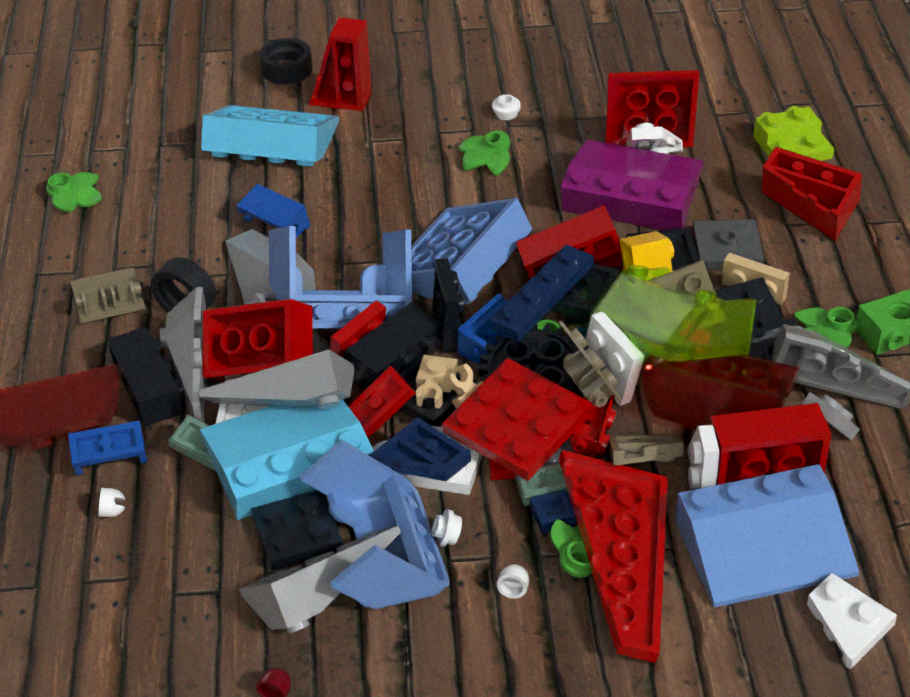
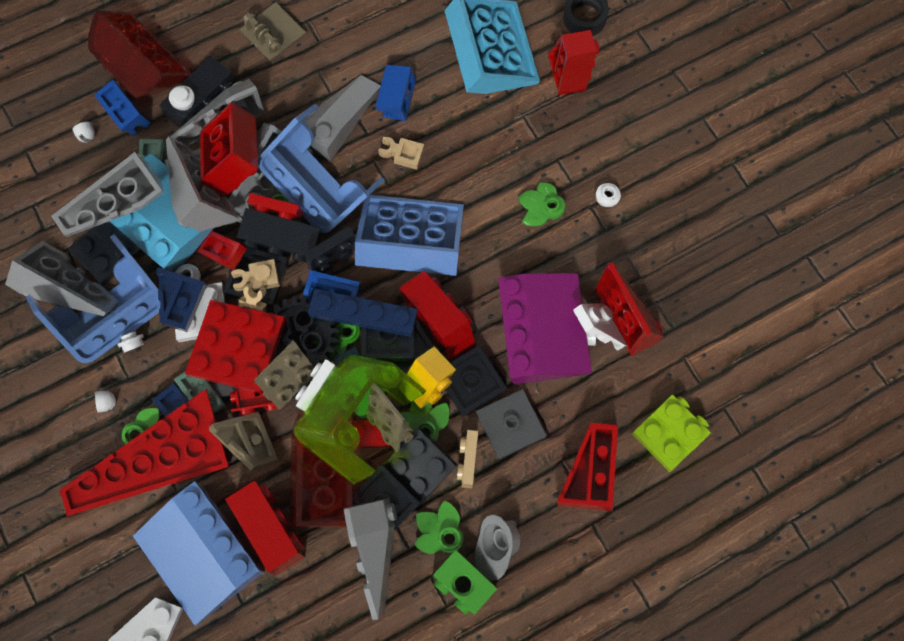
camera: 60 degrees right, 30 degrees up
(150, 372) = (181, 97): none -> white plate
(186, 273) = (280, 75): black tyre -> none
(258, 440) = (116, 194): none -> light grey wedge
(354, 228) = (406, 153): none -> tan plate
(703, 458) = (234, 483): white wing -> none
(834, 414) = (321, 563): light grey plate -> none
(863, 277) = (496, 546): none -> light grey piece

